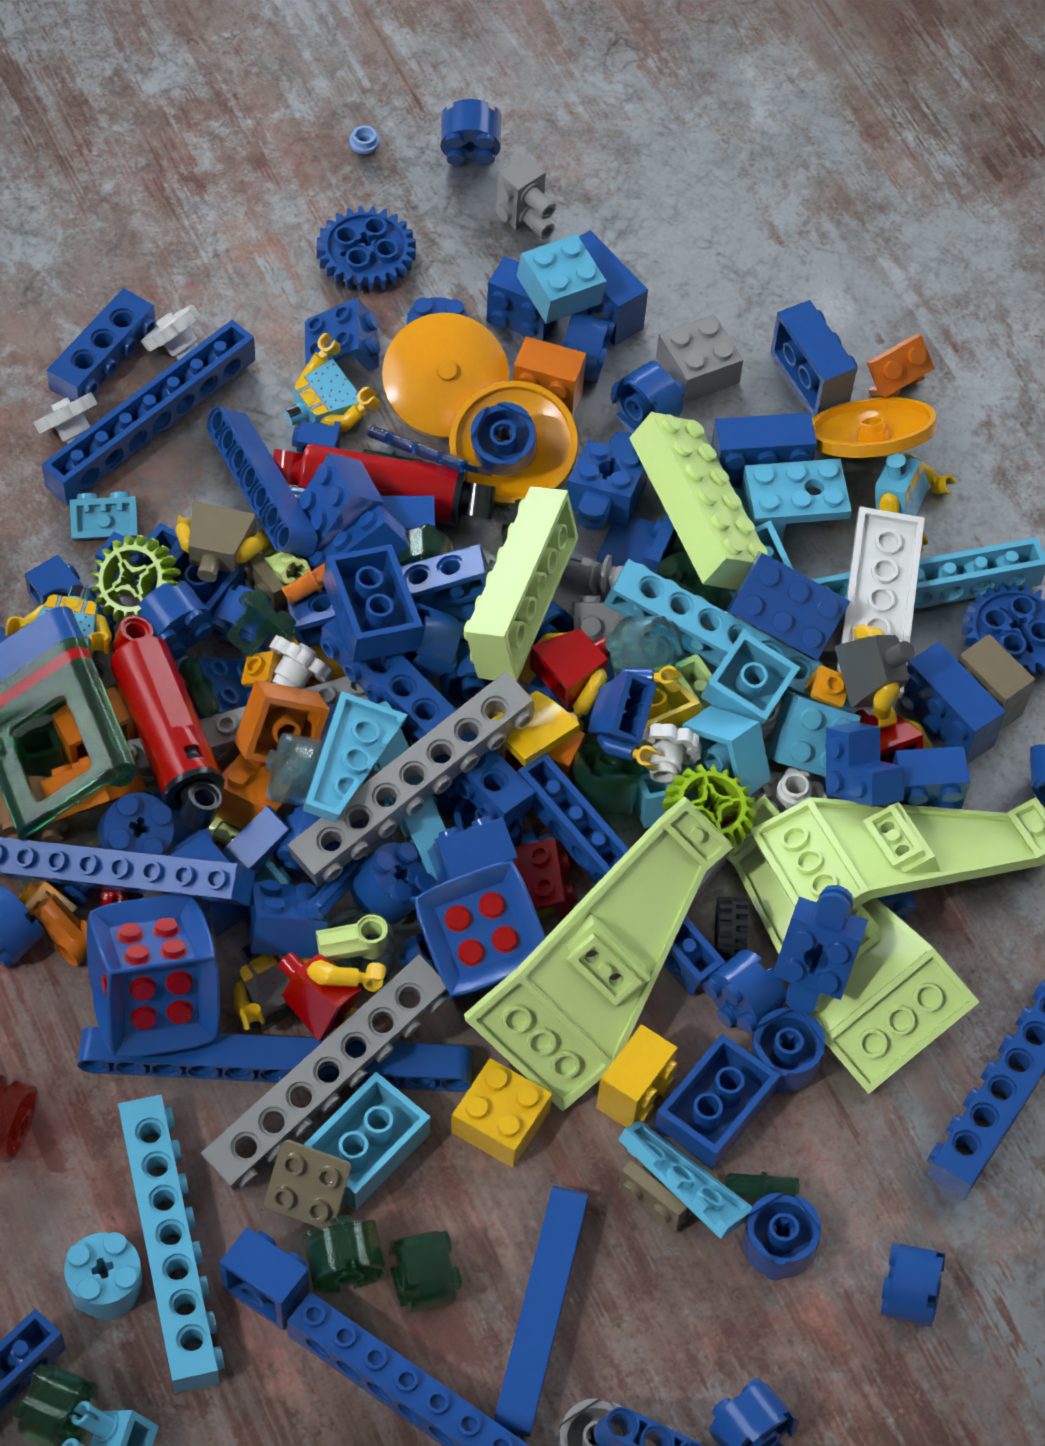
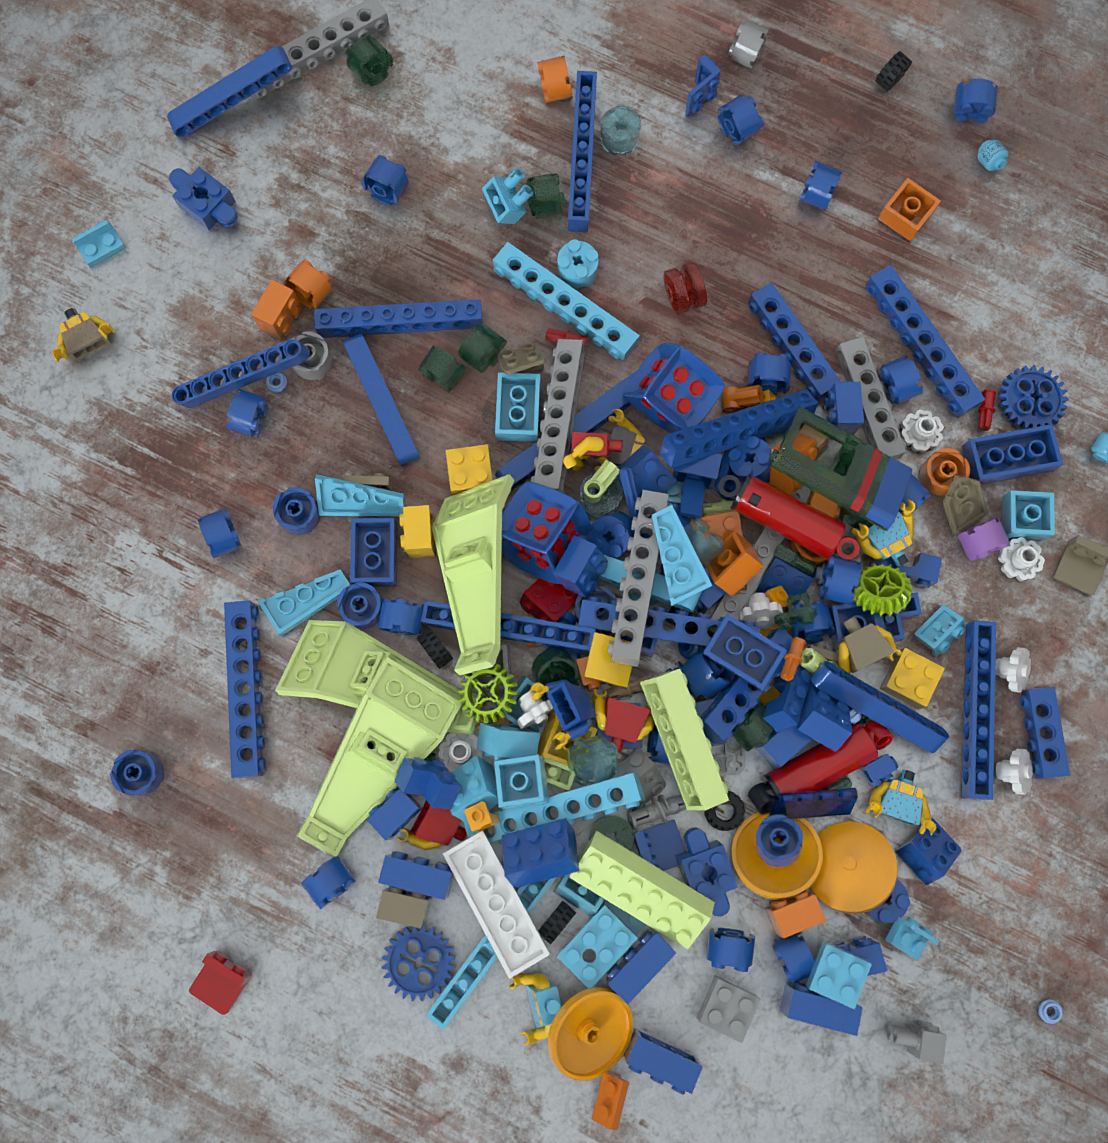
camera: 145 degrees right, 20 degrees up
(185, 481) = (912, 678): none -> yellow brick
(212, 1190) = (553, 335): none -> red axle
(265, 1276) = (507, 311): blue brick -> none
(366, 249) = (993, 937): blue gear -> none
(444, 280) = (909, 937): none -> medium azure bracket
(470, 132) = (994, 1066): blue brick -> none
(761, 1184) = (325, 532): clear green axle -> none
(819, 948) = (369, 646): blue brick -> none
(822, 552) = (556, 922): none -> black tyre
(866, 1123) = (295, 606): none -> medium azure wing
(874, 670) = (462, 841): dark grey torso -> none

